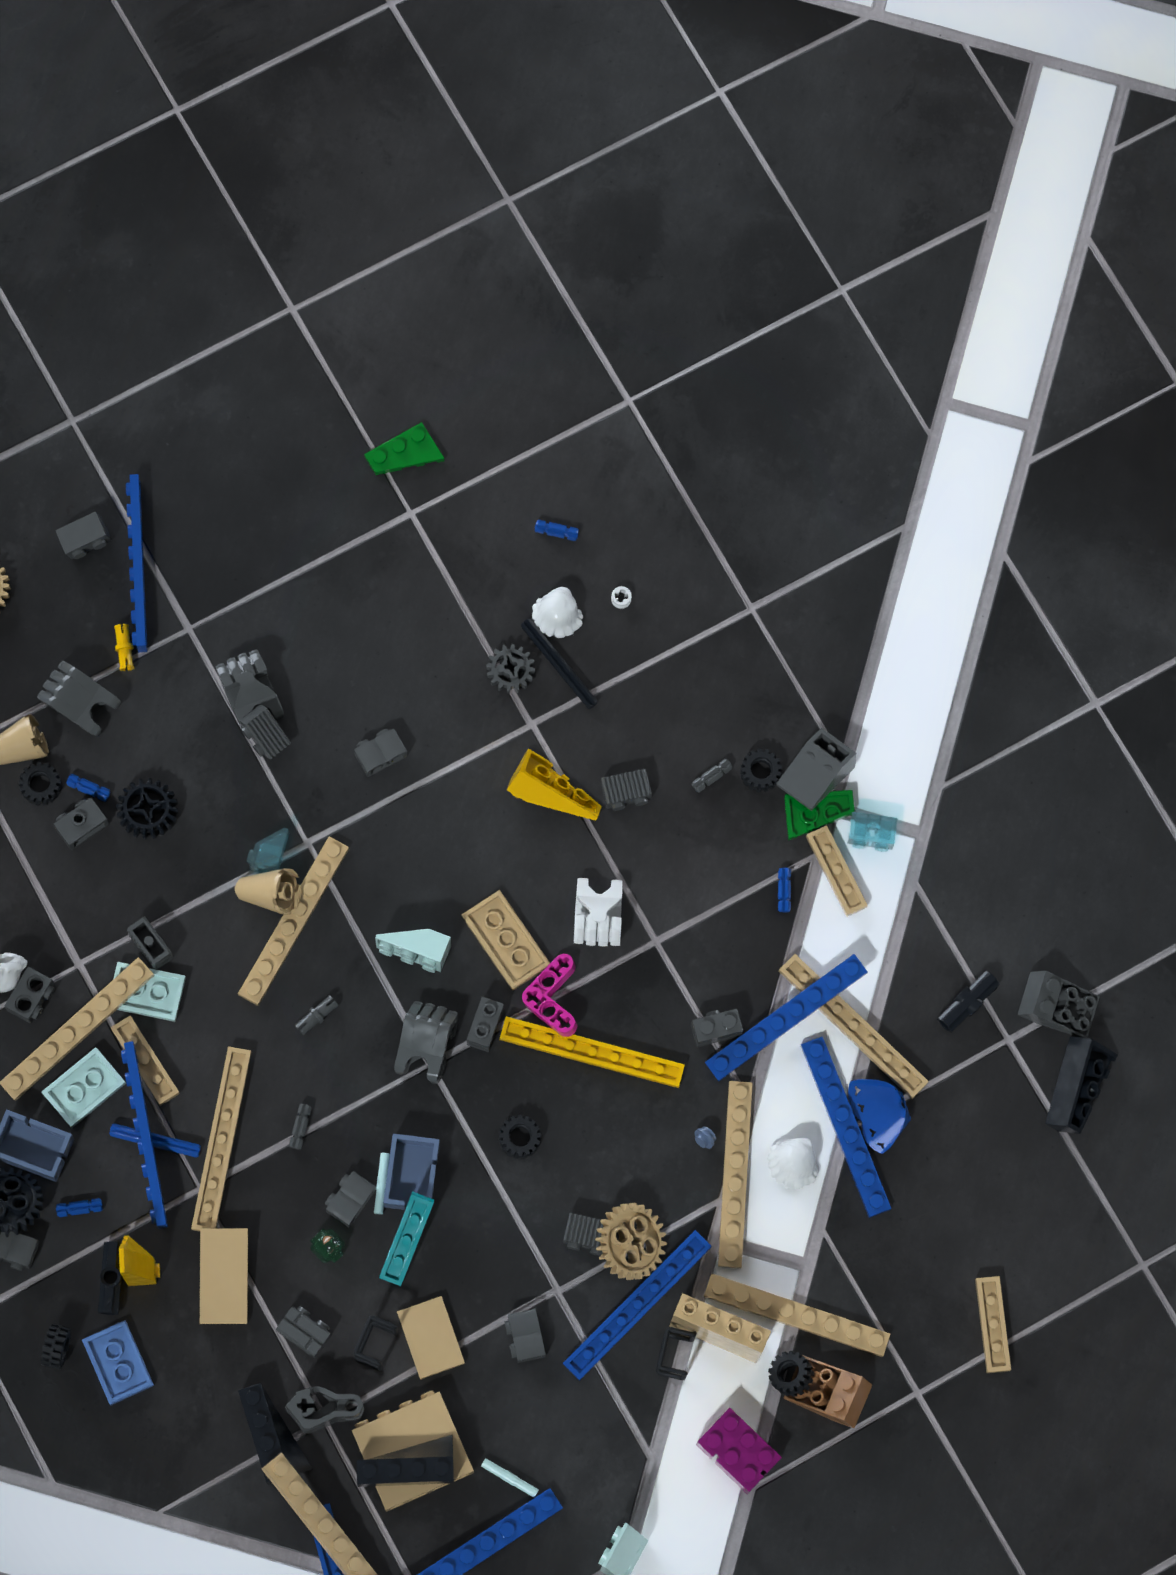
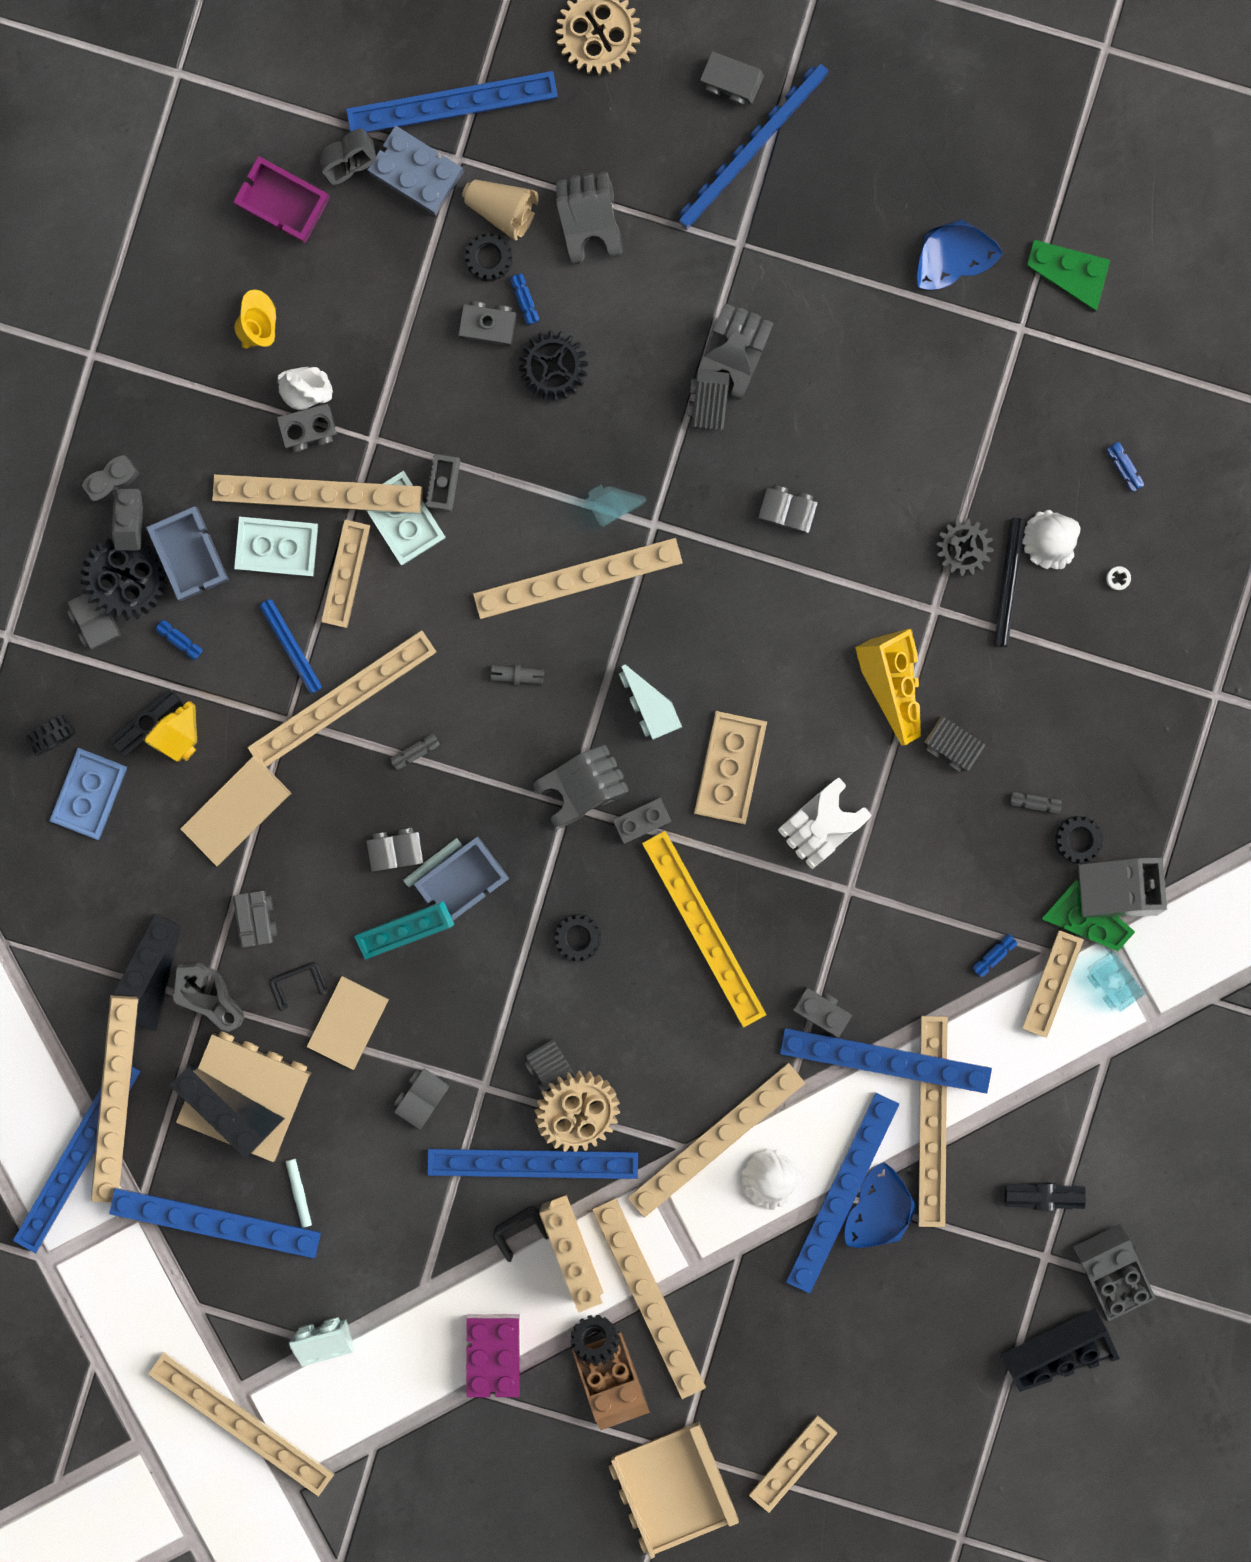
camera: 50 degrees right, 15 degrees up
(124, 647) = (670, 208): yellow pin -> none
(142, 1125) = (277, 645): blue plate -> none
(271, 890) = (581, 538): tan cone -> none
(323, 507) = (953, 252): none -> blue piece
(327, 1246) = (339, 870): clear green head -> none
(544, 995) = (715, 843): dark pink beam -> none
(705, 1137) = (722, 1088): sand blue plate -> none
(938, 1418) = (673, 1489): none -> tan panel

